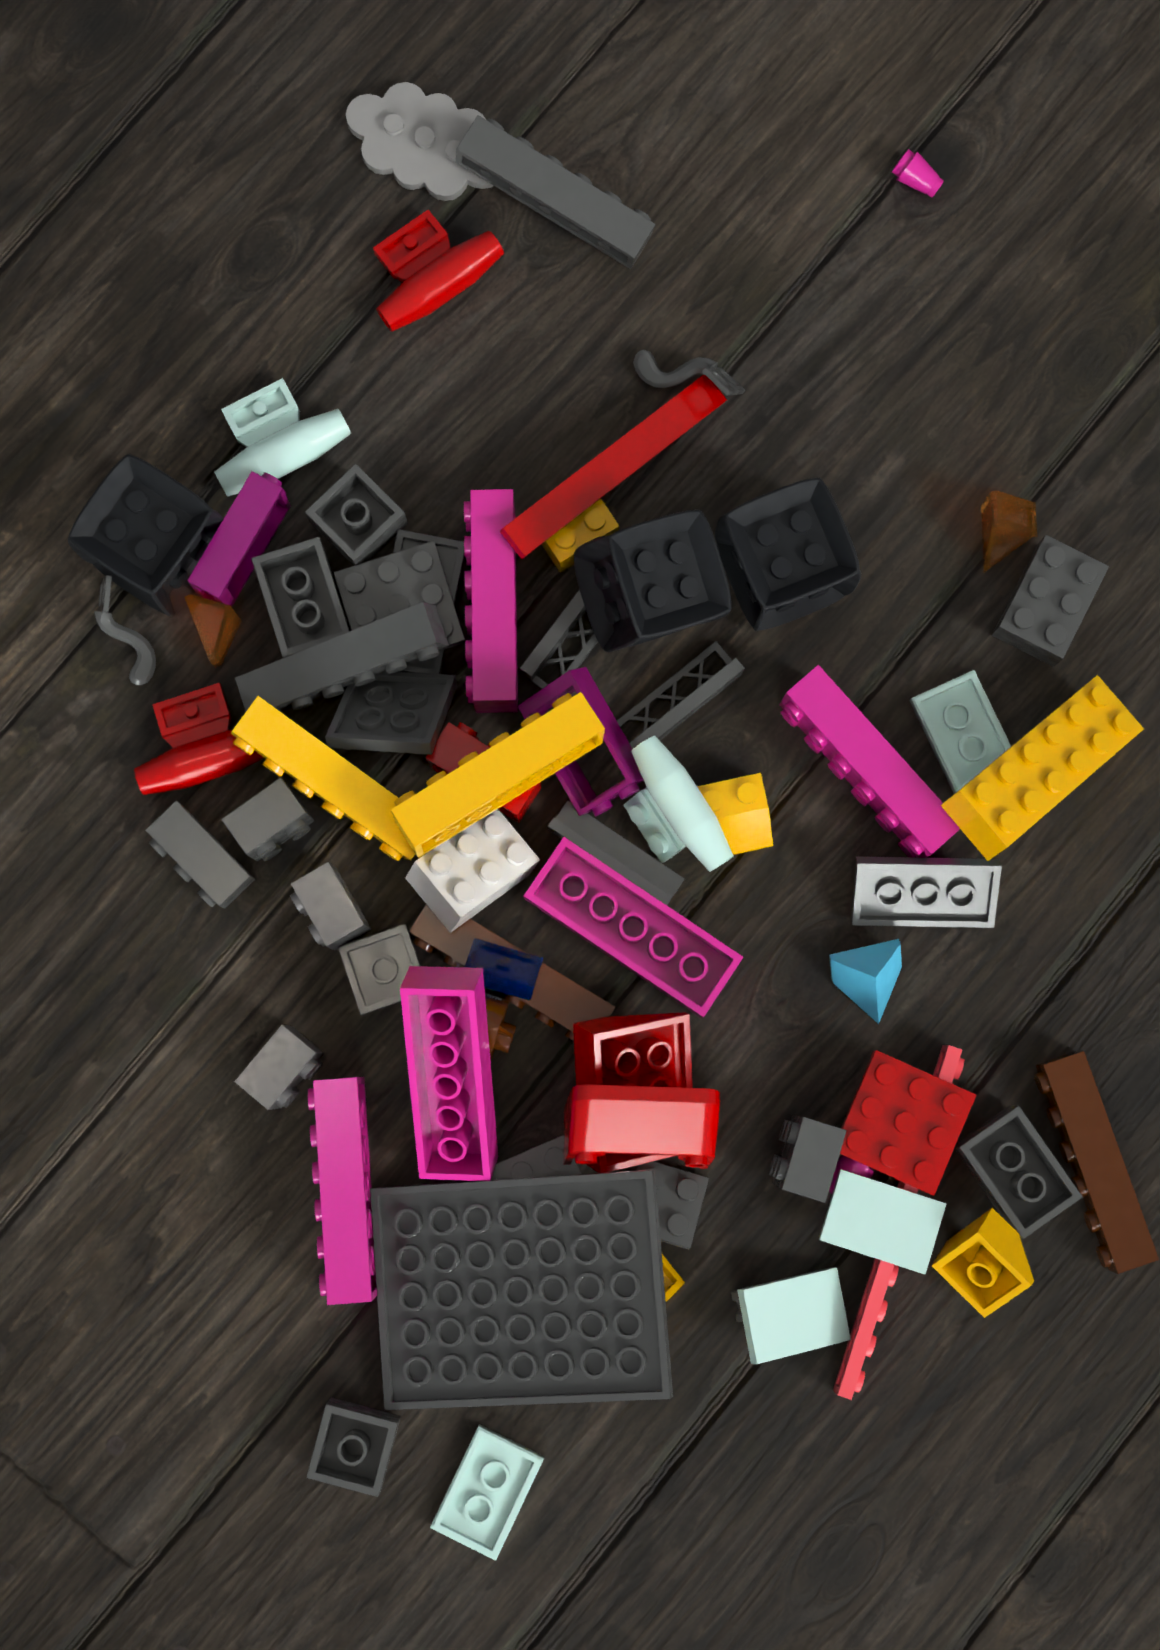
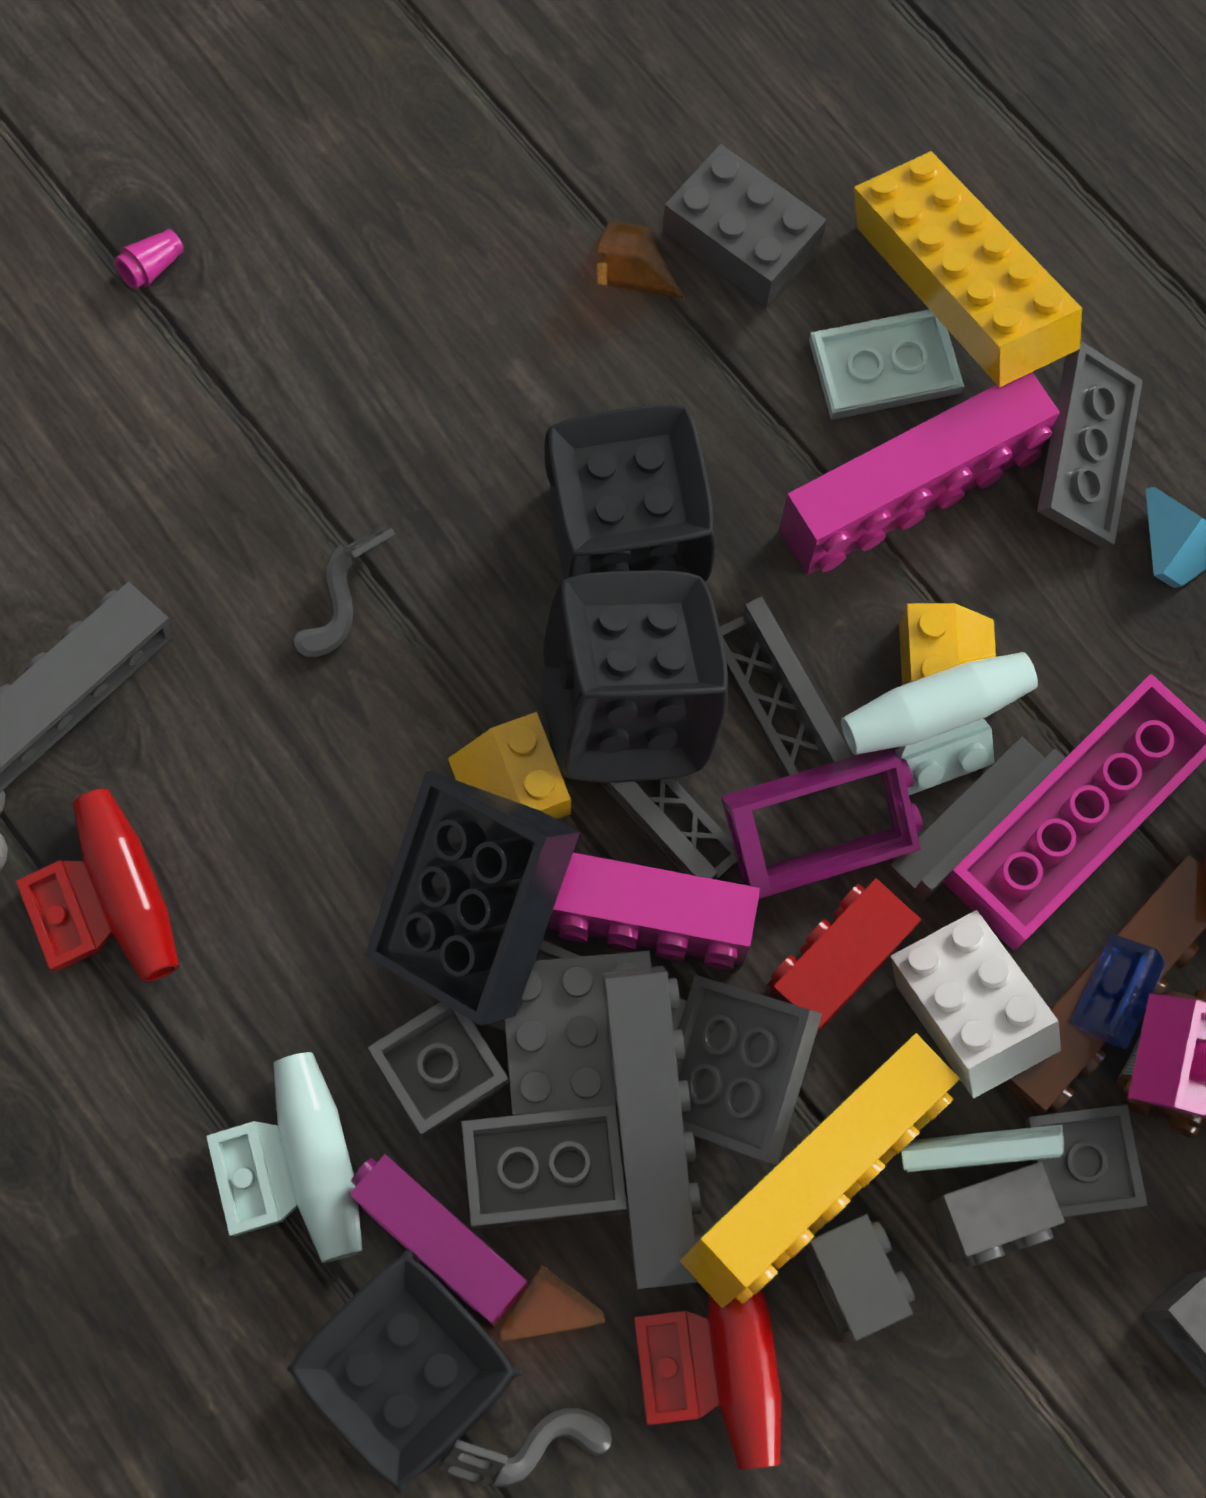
camera: 80 degrees left, 10 degrees down
(199, 856) = (883, 1398): dark grey brick -> none
(371, 889) = (983, 1148): none -> light aqua tile
(463, 503) = (471, 897): none -> black slope
(498, 774) = (877, 923): yellow brick -> none
(612, 466) = (443, 682): red tile -> none

